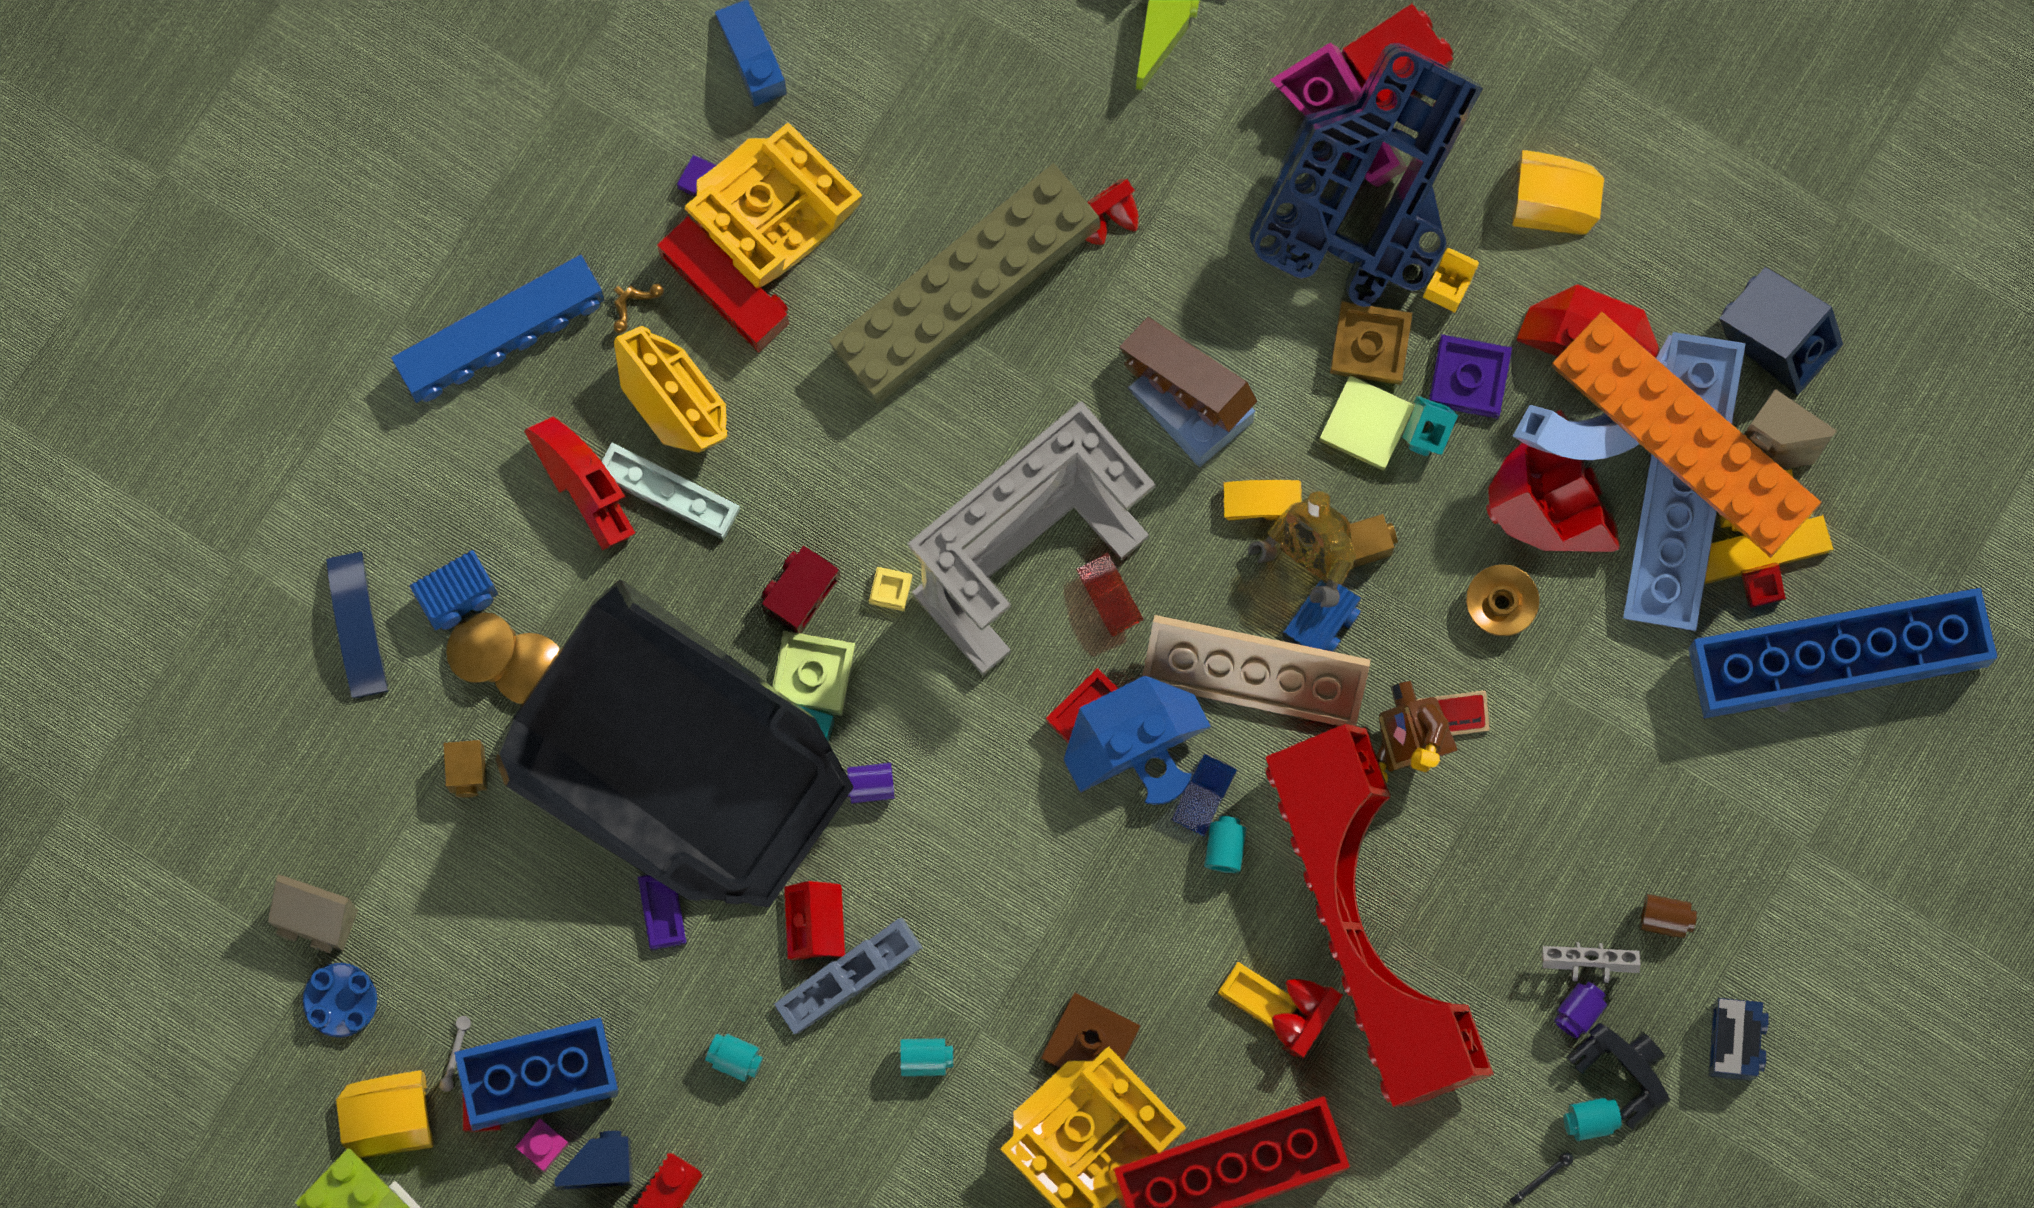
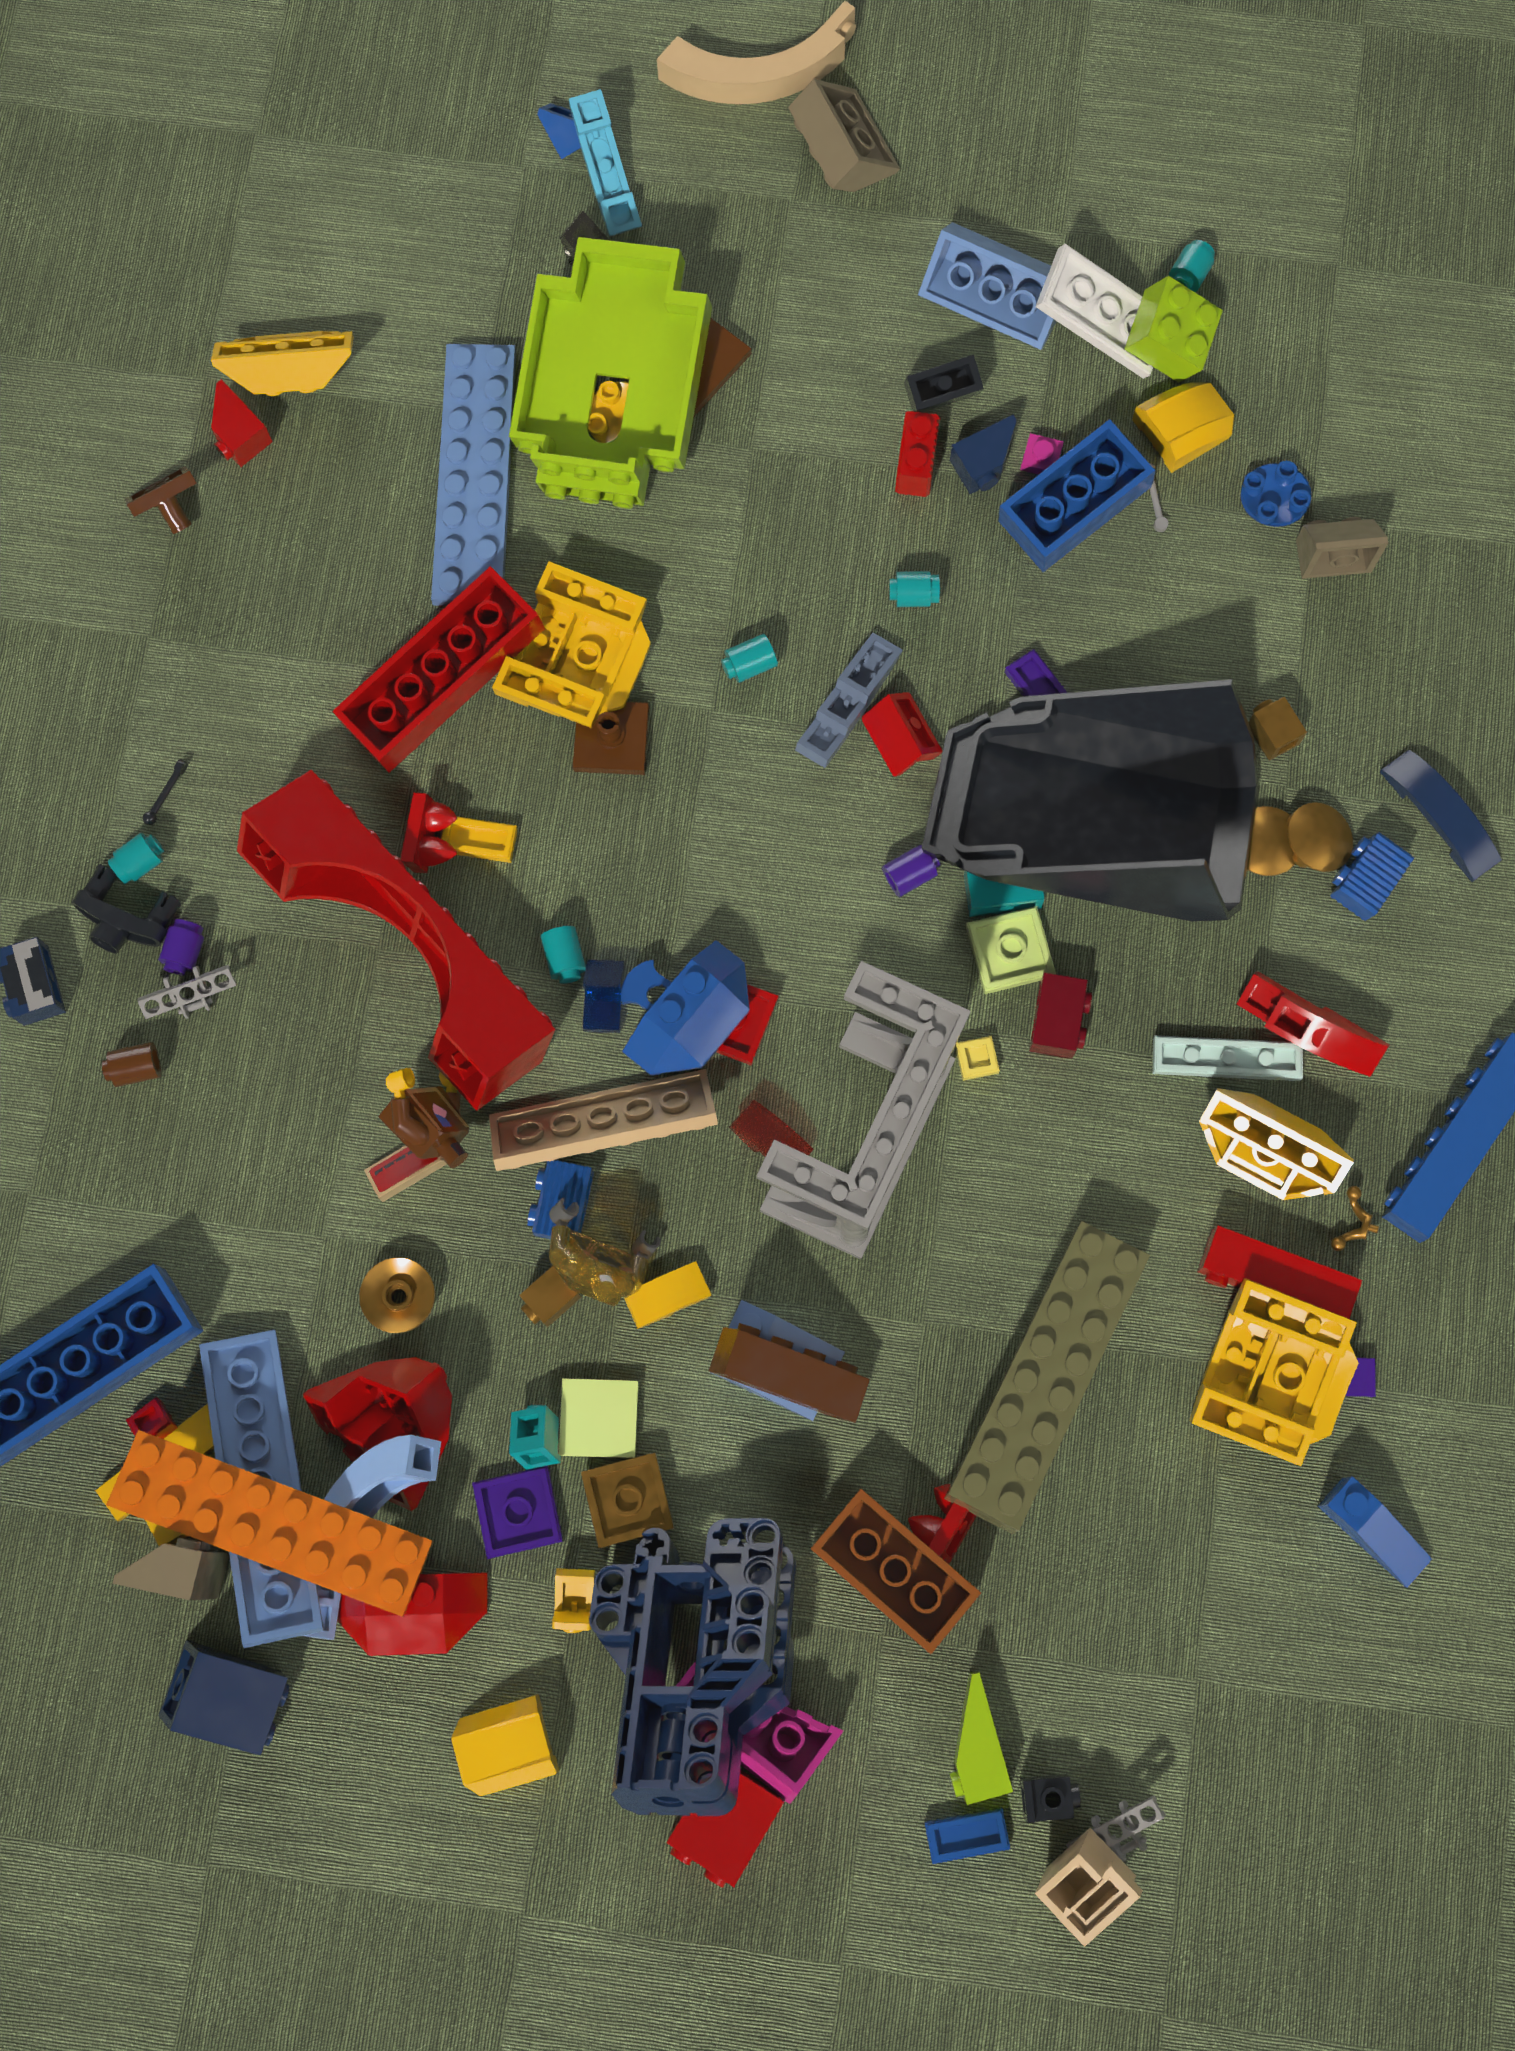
camera: 160 degrees right, 0 degrees up
(1170, 186) = (895, 1571): none -> dark orange brick

